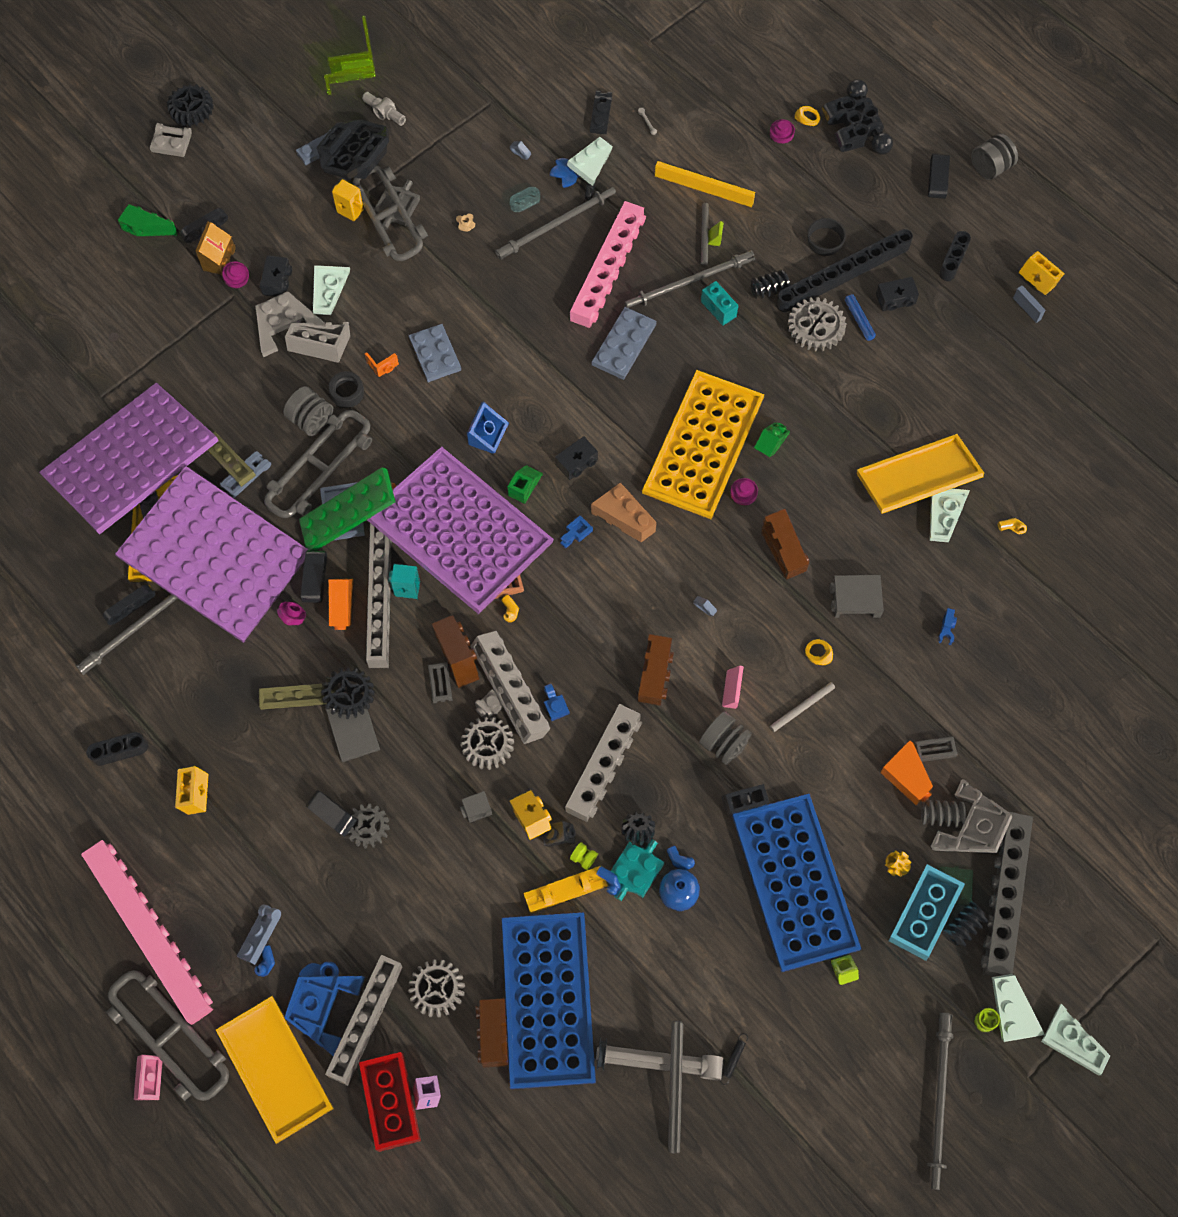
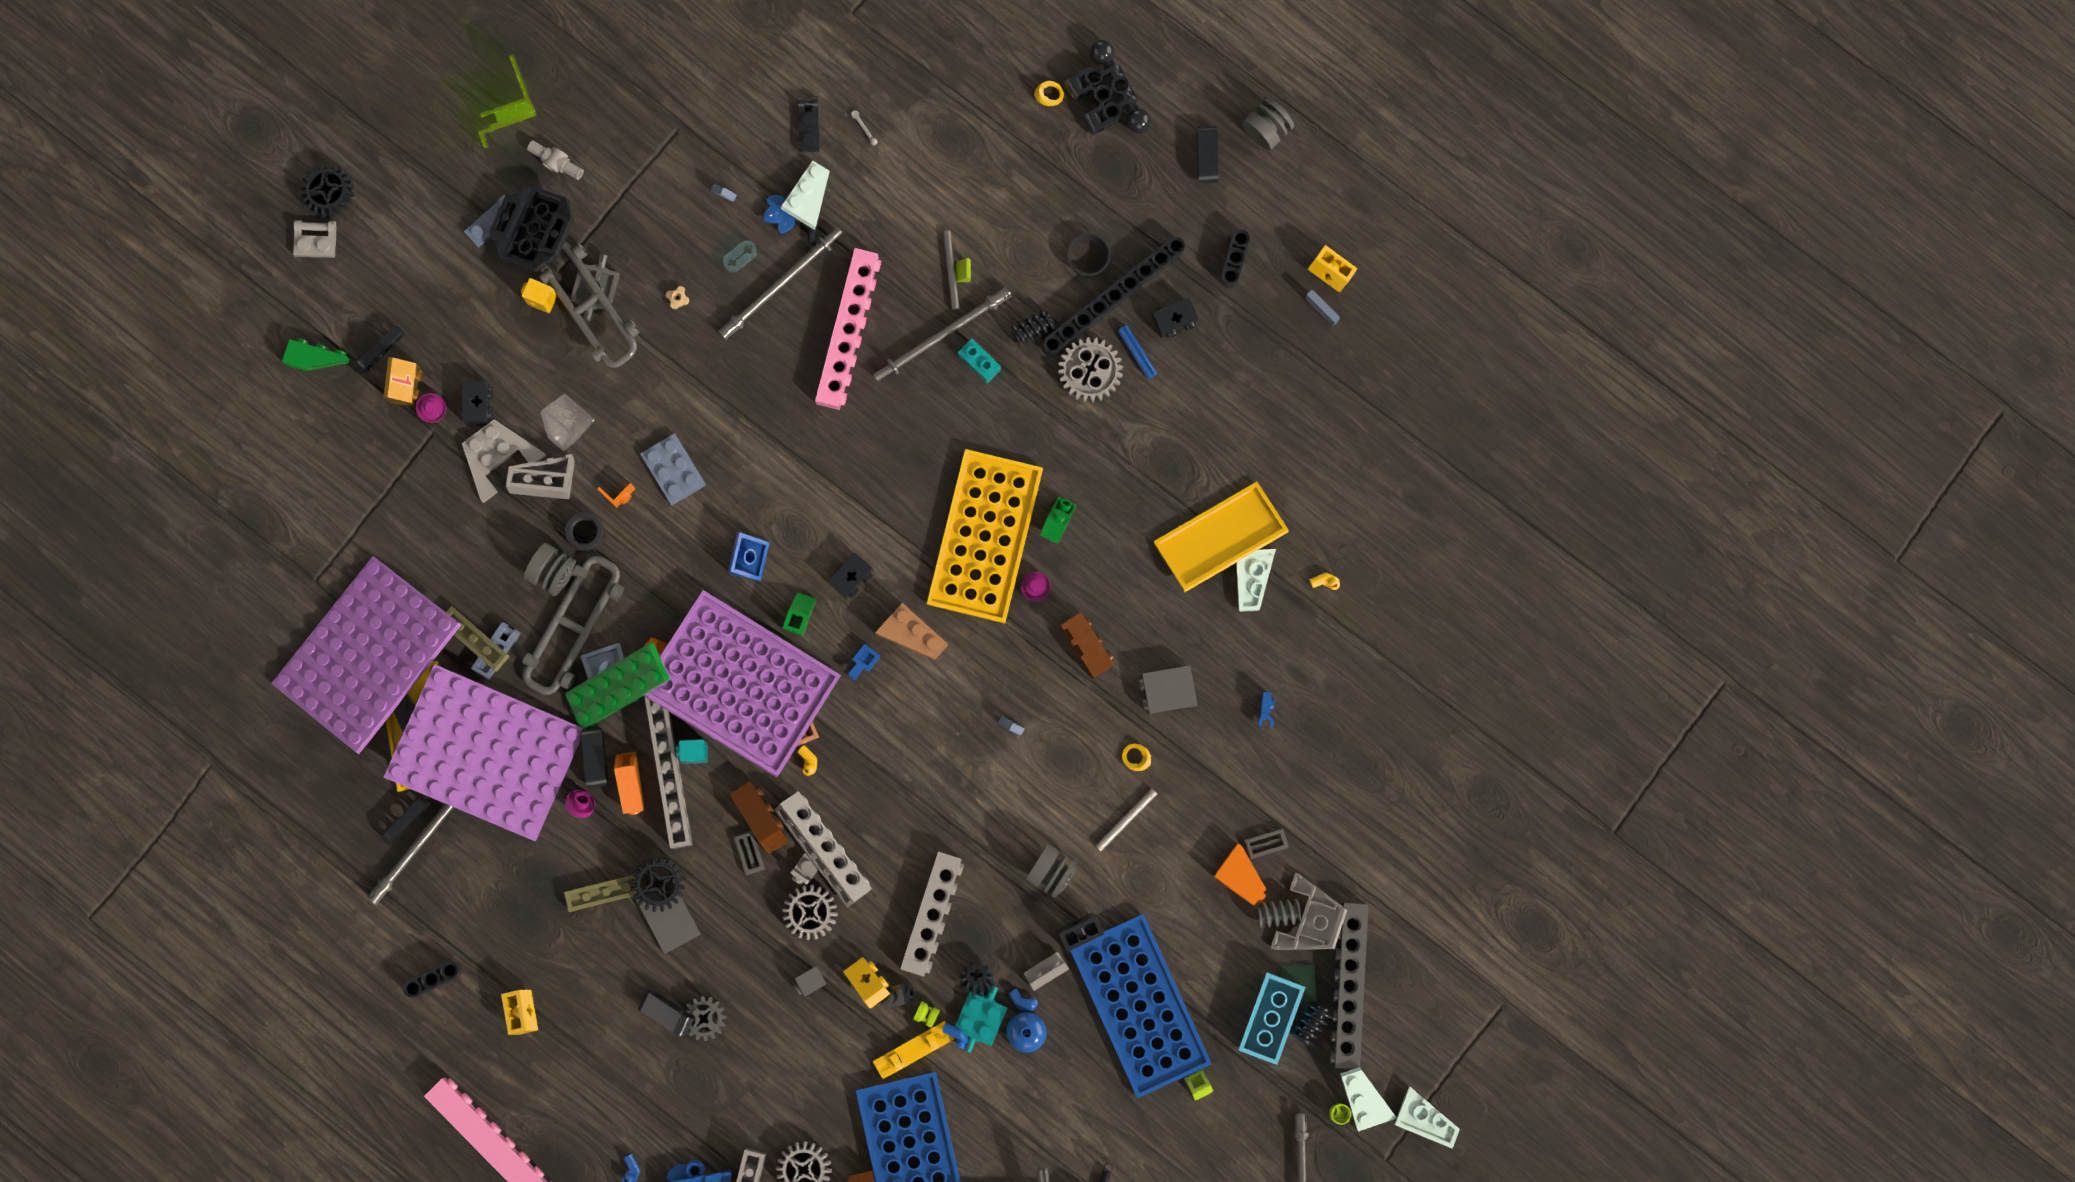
camera: 15 degrees left, 15 degrees up
(259, 934) = (619, 1144): sand blue plate -> none
(327, 287) = (534, 398): light aqua wing -> none
(348, 301) = (565, 421): none -> clear slope
(555, 704) = (873, 859): blue plate -> none
(624, 343) = (880, 424): sand blue plate -> none
(655, 670) = (970, 808): reddish brown wedge -> none
(704, 184) = (942, 206): yellow tile -> none
(707, 833) = (1046, 971): none -> light grey bracket
(732, 687) = (1052, 811): bright pink slope -> none
(782, 131) = (1022, 120): magenta plate -> none
(898, 863) = (1239, 972): yellow gear -> none

